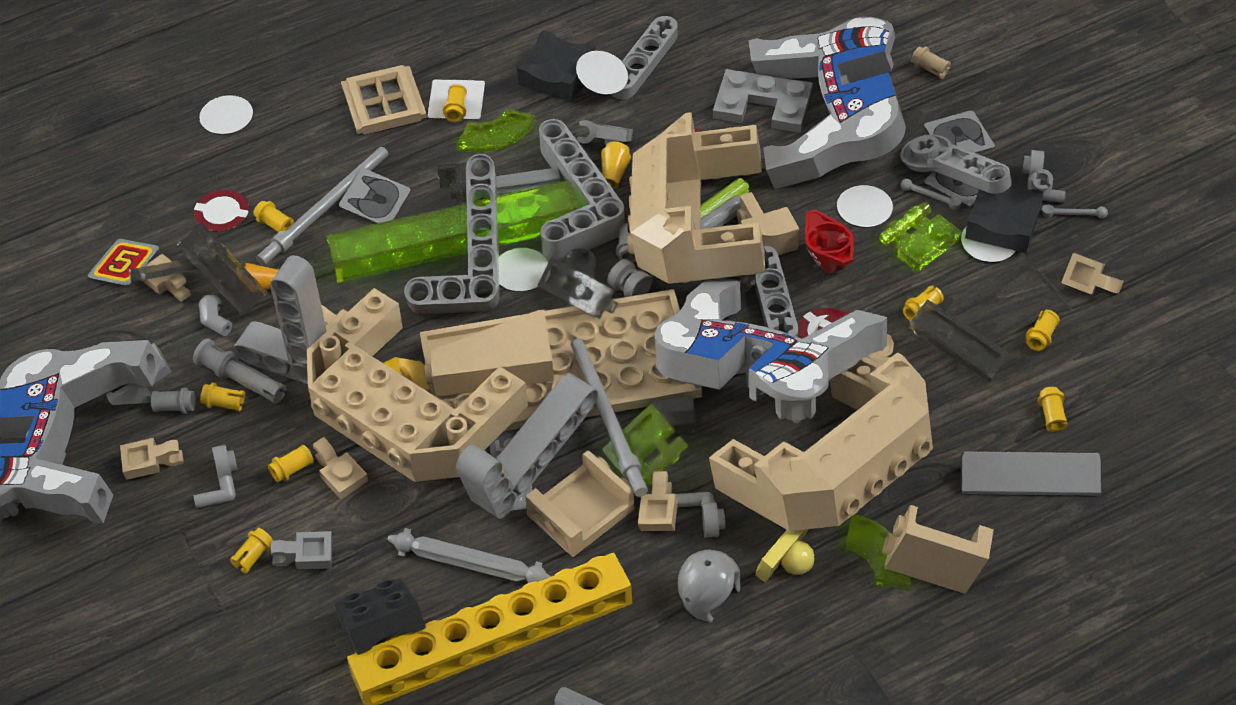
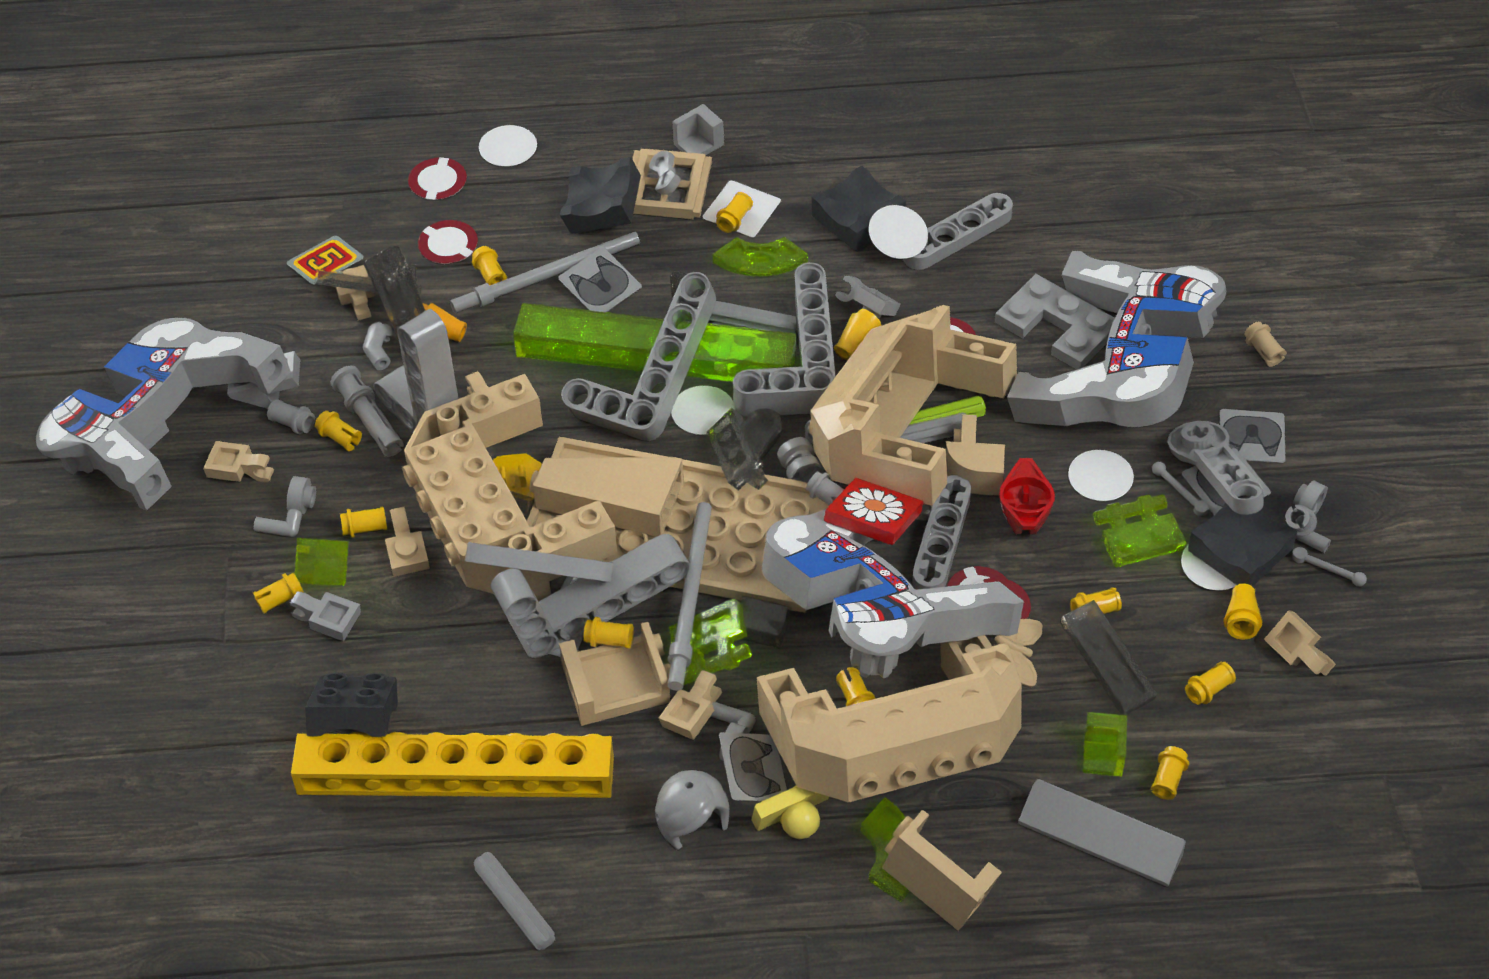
camera: 25 degrees right, 0 degrees up
(180, 161) = (437, 178): none -> sticker
(275, 509) = (321, 561): none -> clear neon green panel
(339, 127) = (601, 196): none -> black brick
(387, 48) = (698, 131): none -> light grey panel
(388, 95) = (663, 165): none -> light grey piece
(467, 558) = (475, 684): light grey wheel -> none
(482, 433) = (539, 562): none -> light grey beam
(558, 473) = (608, 633): none -> yellow pin
(670, 293) = (823, 488): none -> light grey pin
(724, 293) = (873, 511): none -> red tile
(739, 531) = (752, 766): none -> sticker
(776, 437) = (855, 690): none -> yellow pin
(994, 406) = (1105, 744): none -> clear neon green panel
(1036, 270) = (1243, 614): none -> yellow cone

